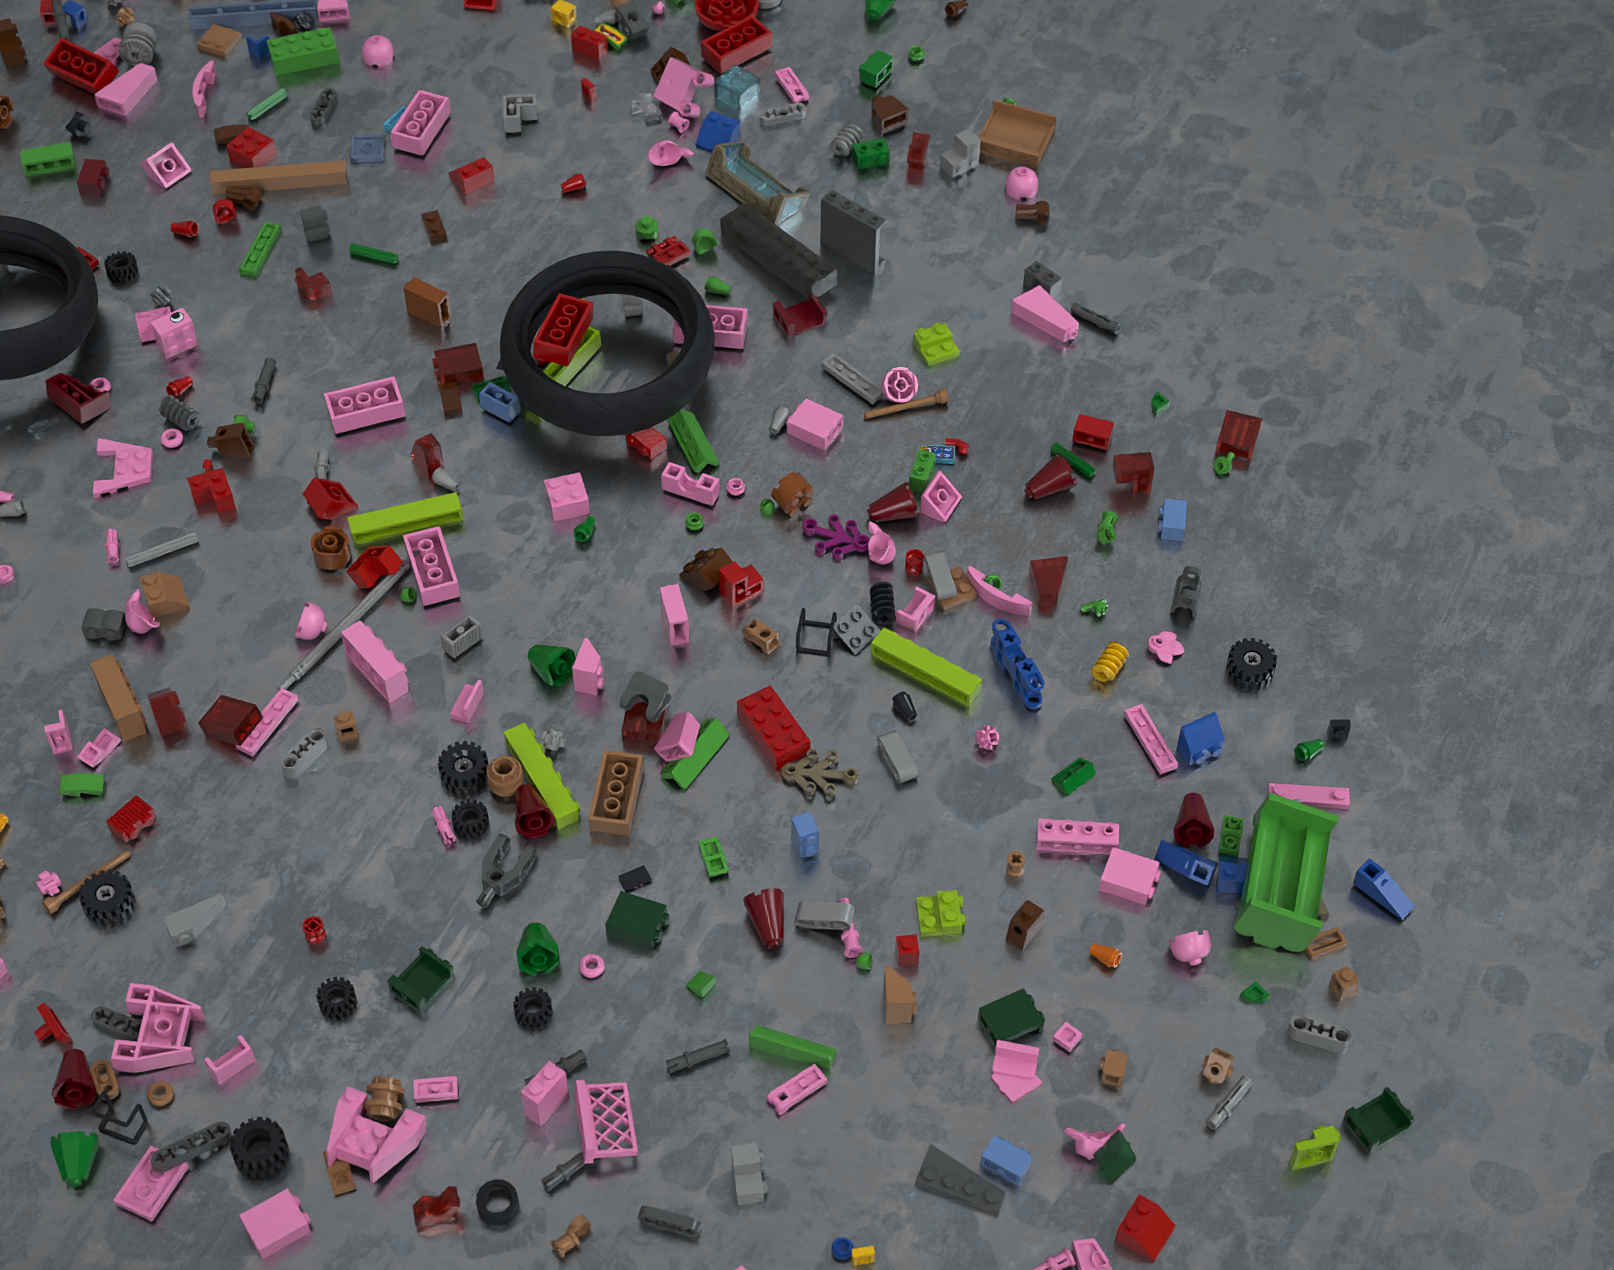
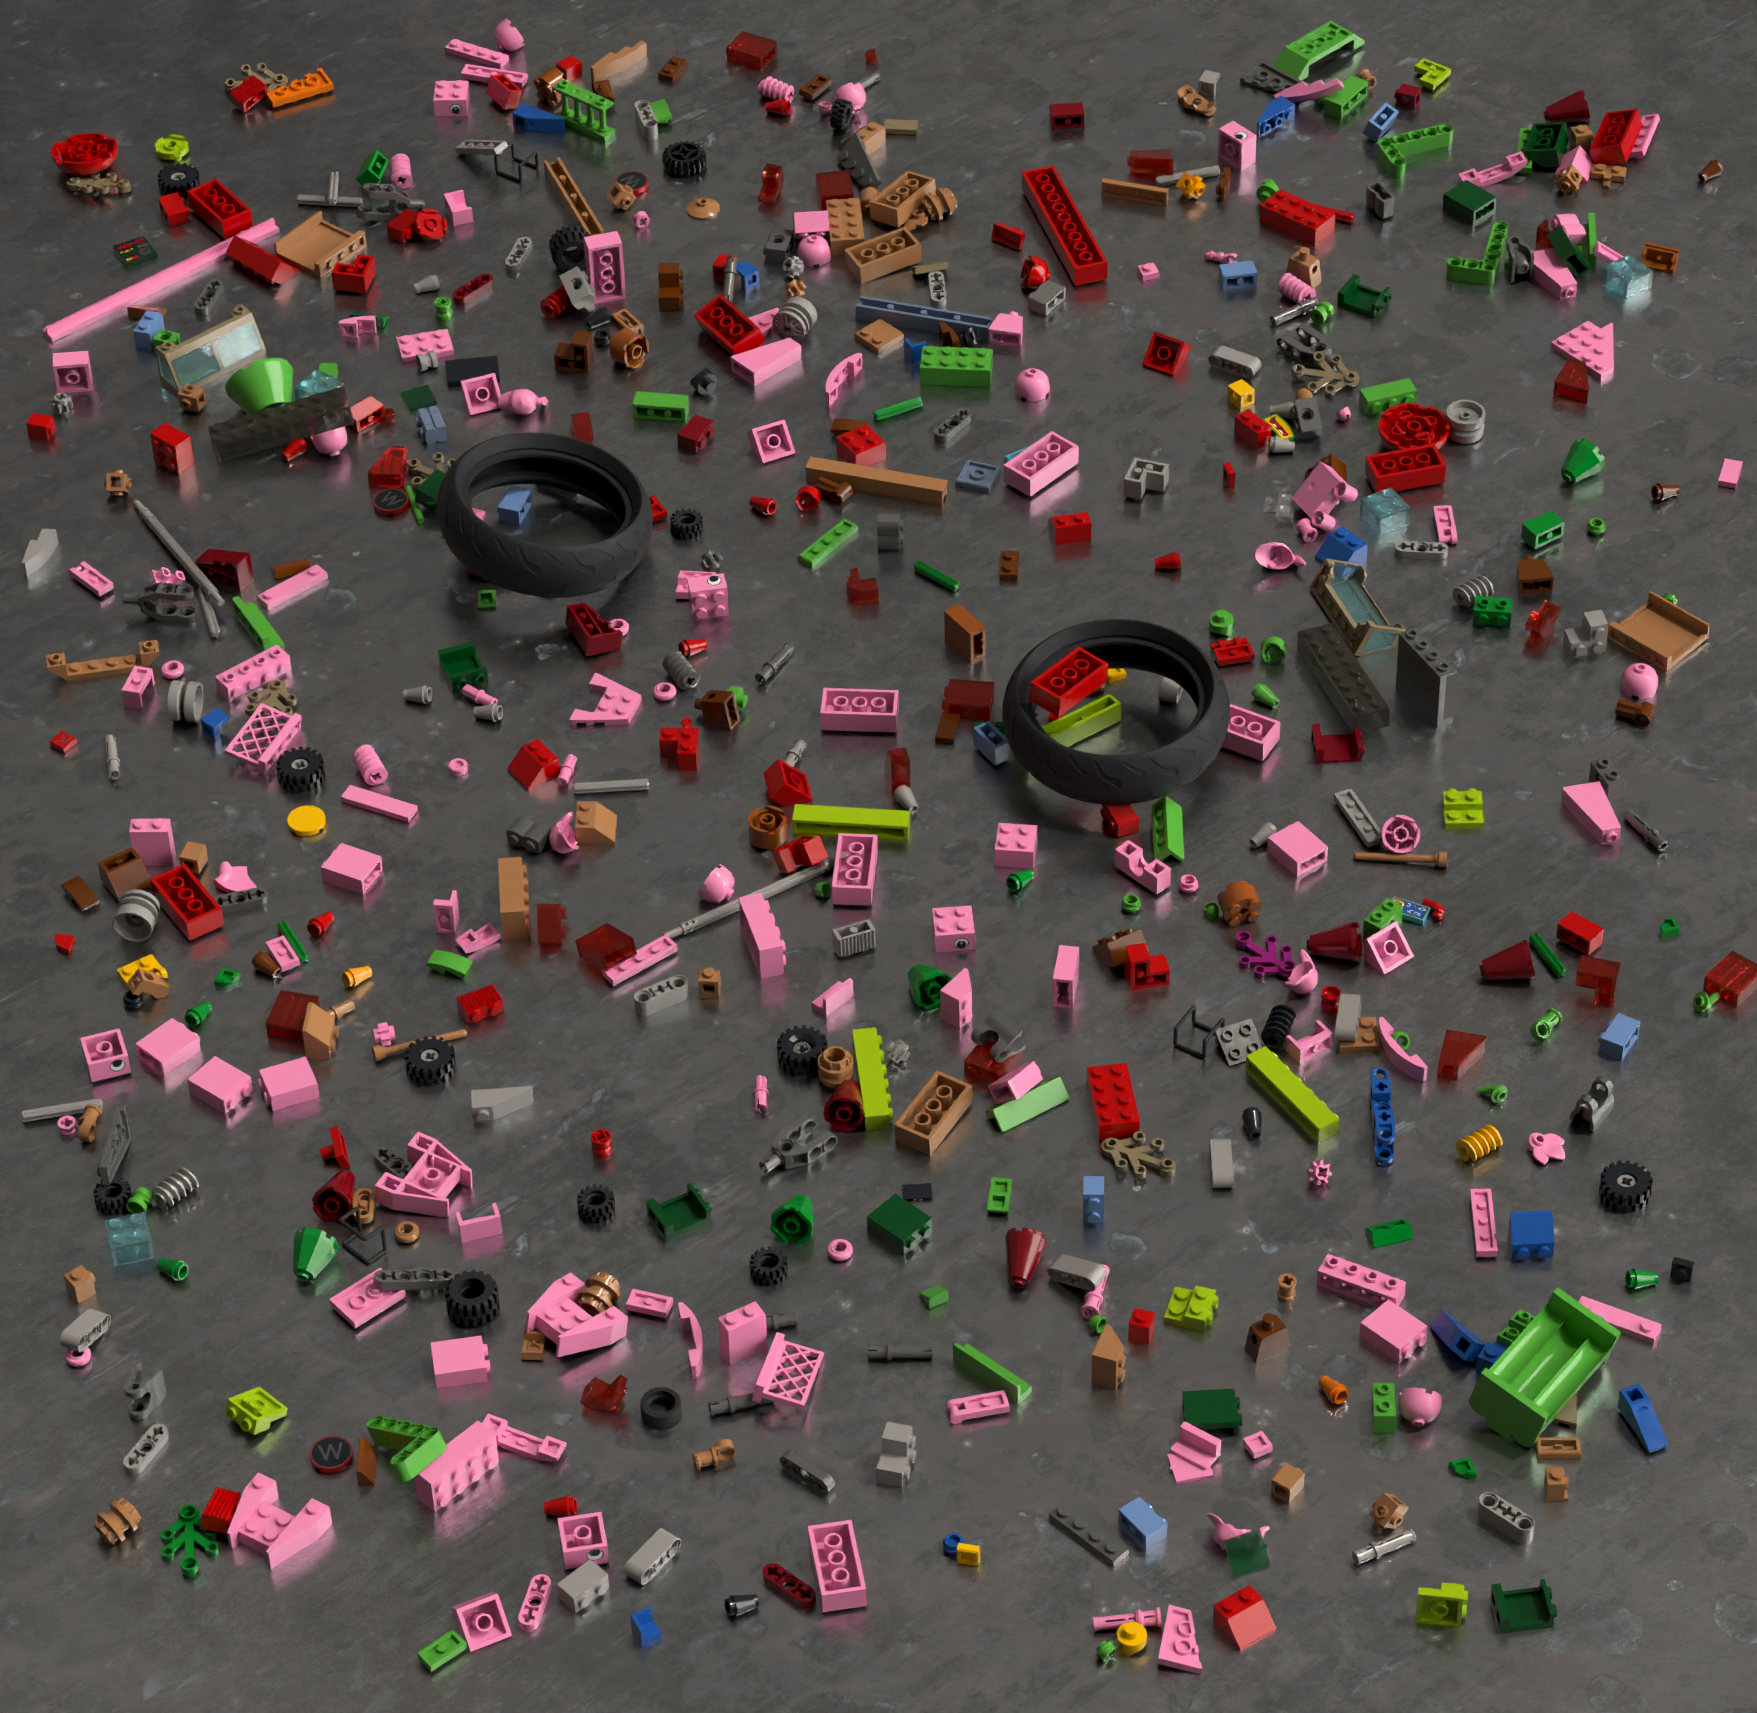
camera: 25 degrees right, 10 degrees down
(79, 550) = (534, 765): none -> red slope
(468, 809) = (787, 1087): black tyre -> none
(483, 1096) = (690, 1323): none -> bright pink slope
(548, 597) = (953, 929): none -> bright pink brick
(618, 50) = (1280, 445): none -> light grey cone
(762, 636) = (1144, 1022): medium nougat leg -> none
(1160, 958) = (1383, 1407): none -> bright green brick
(1193, 822) = (1482, 1304): dark red cone -> none

